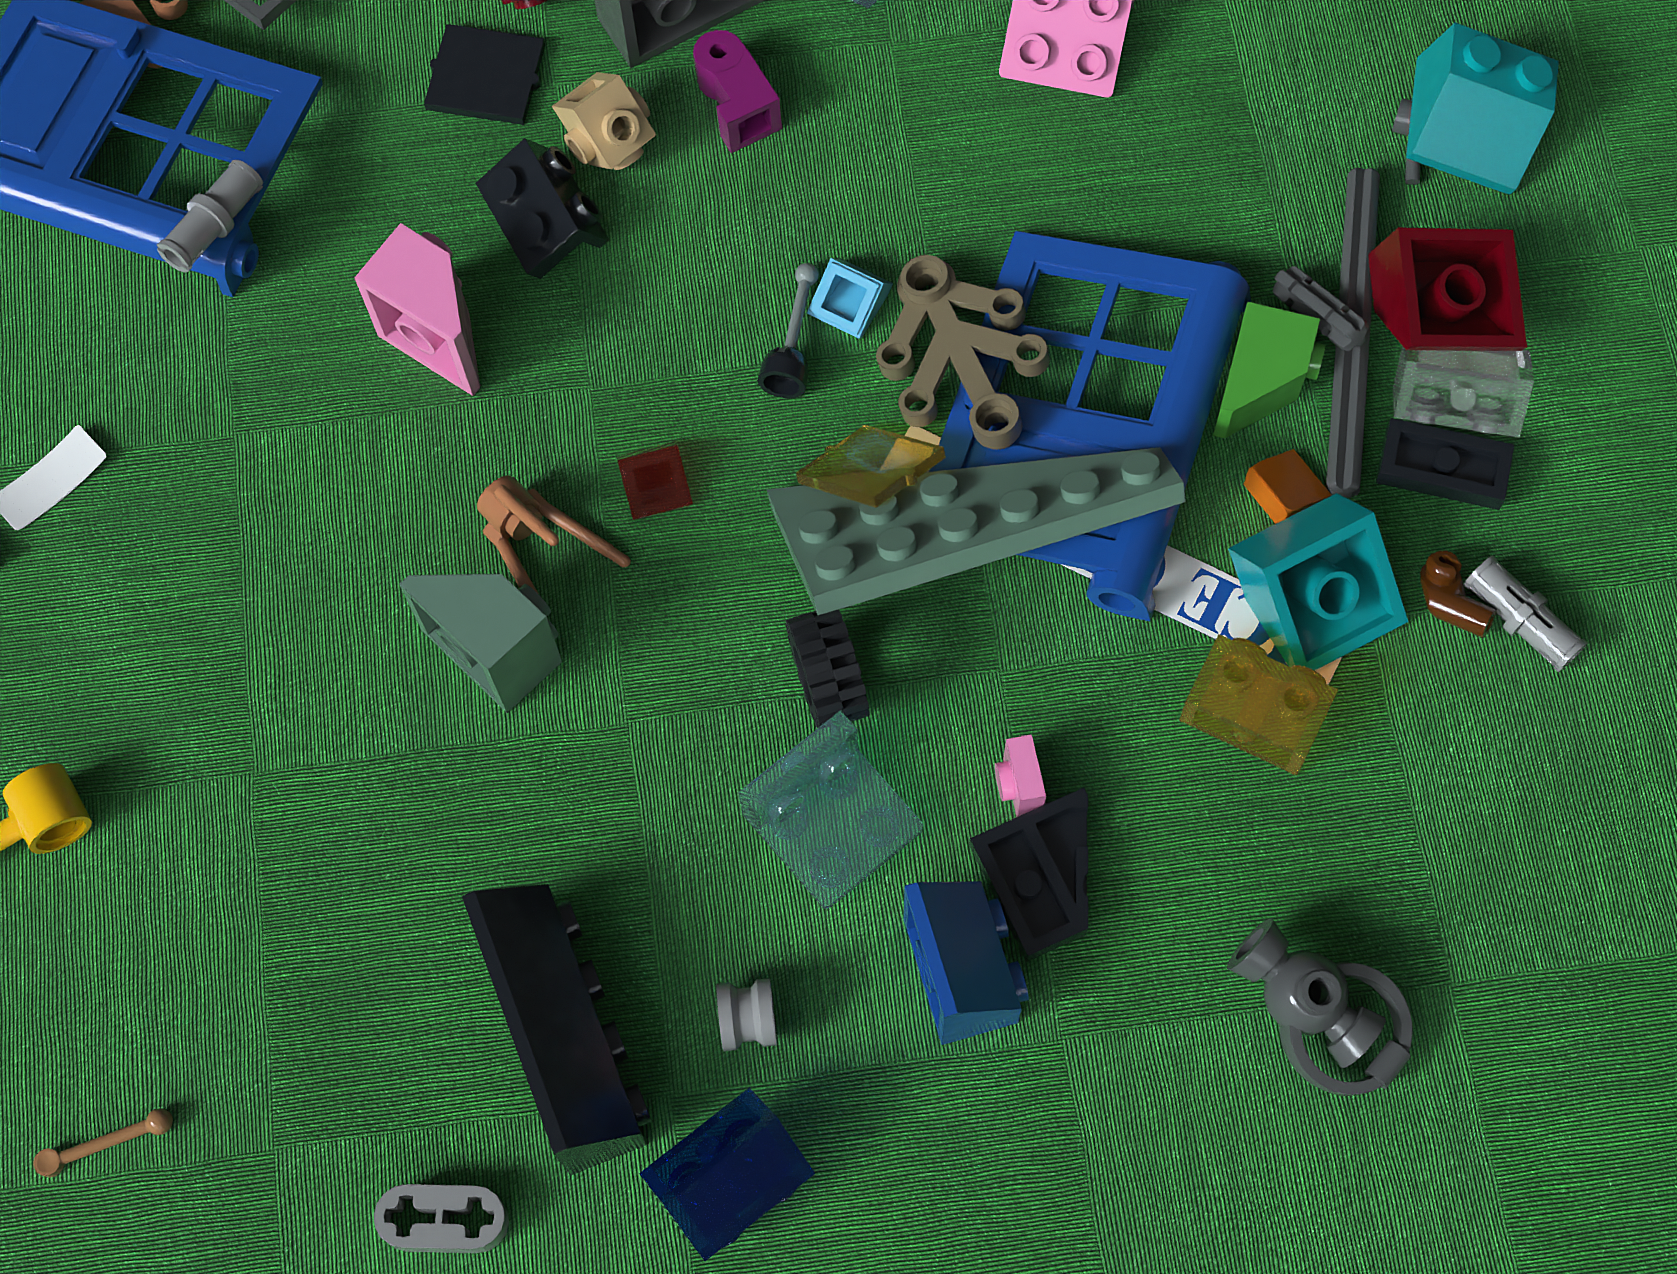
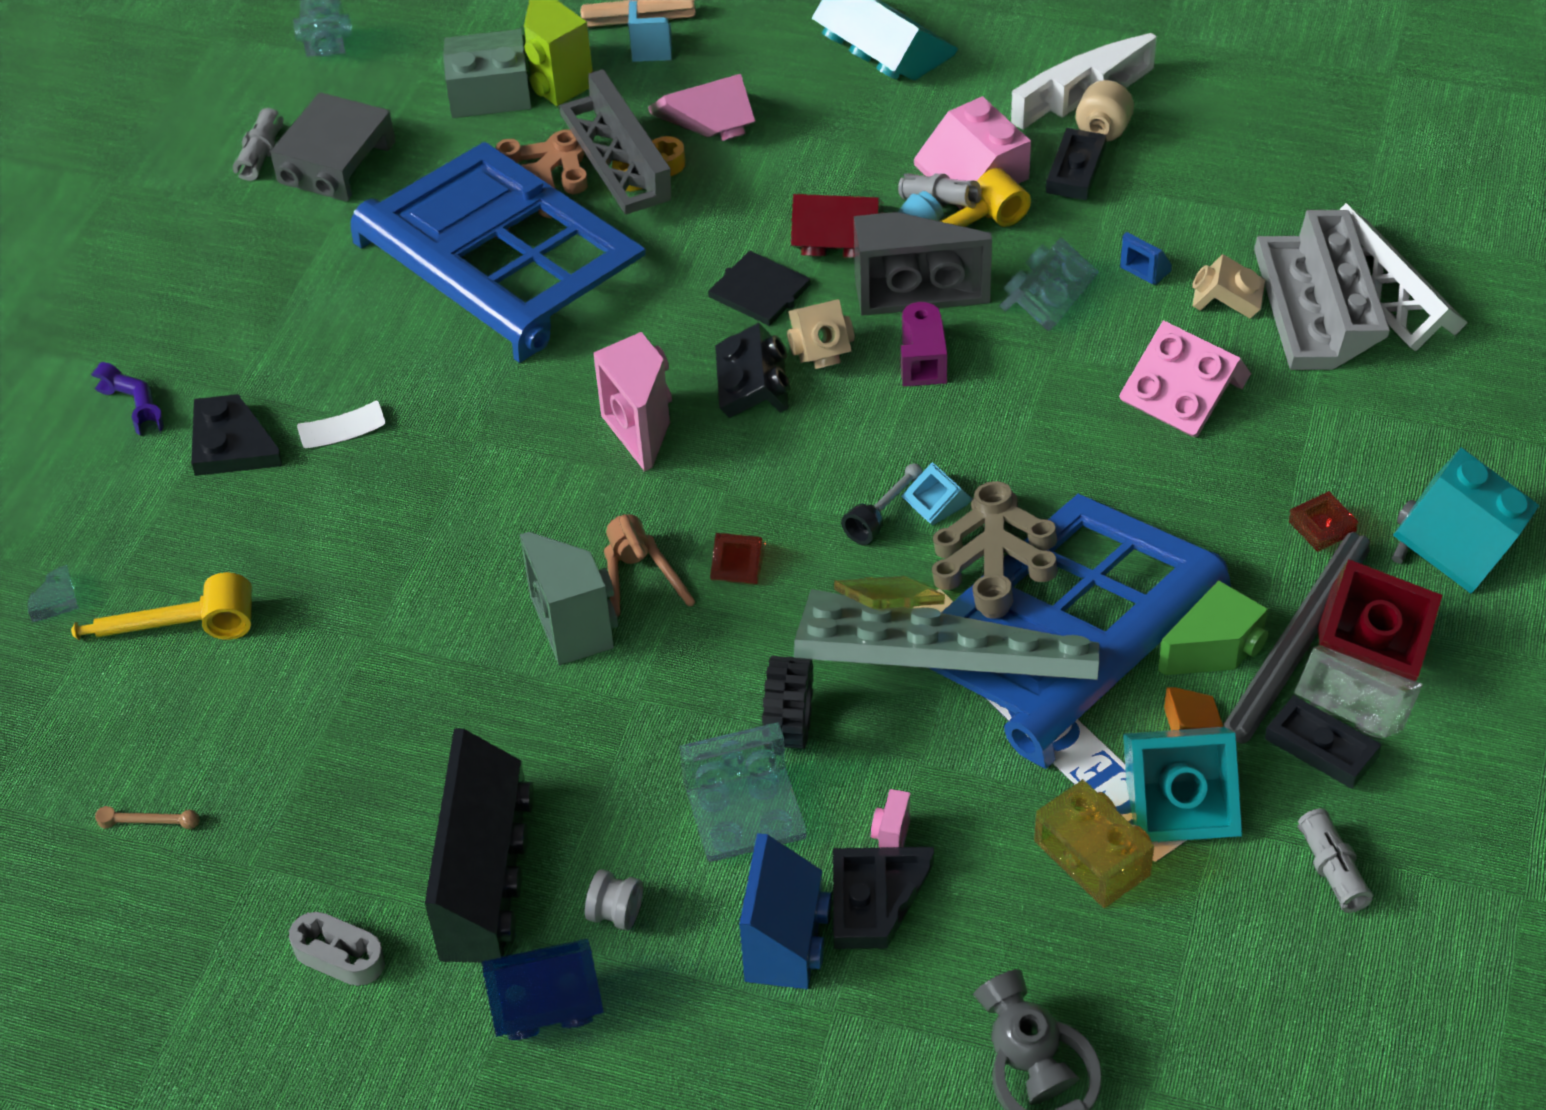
camera: 25 degrees right, 20 degrees down
(210, 216) = (525, 297): light grey pin -> none
(1310, 298) = (1280, 613): dark grey axle -> none
(1314, 164) = (1322, 521): none -> clear red plate
(1447, 596) = (1281, 828): reddish brown arm -> none

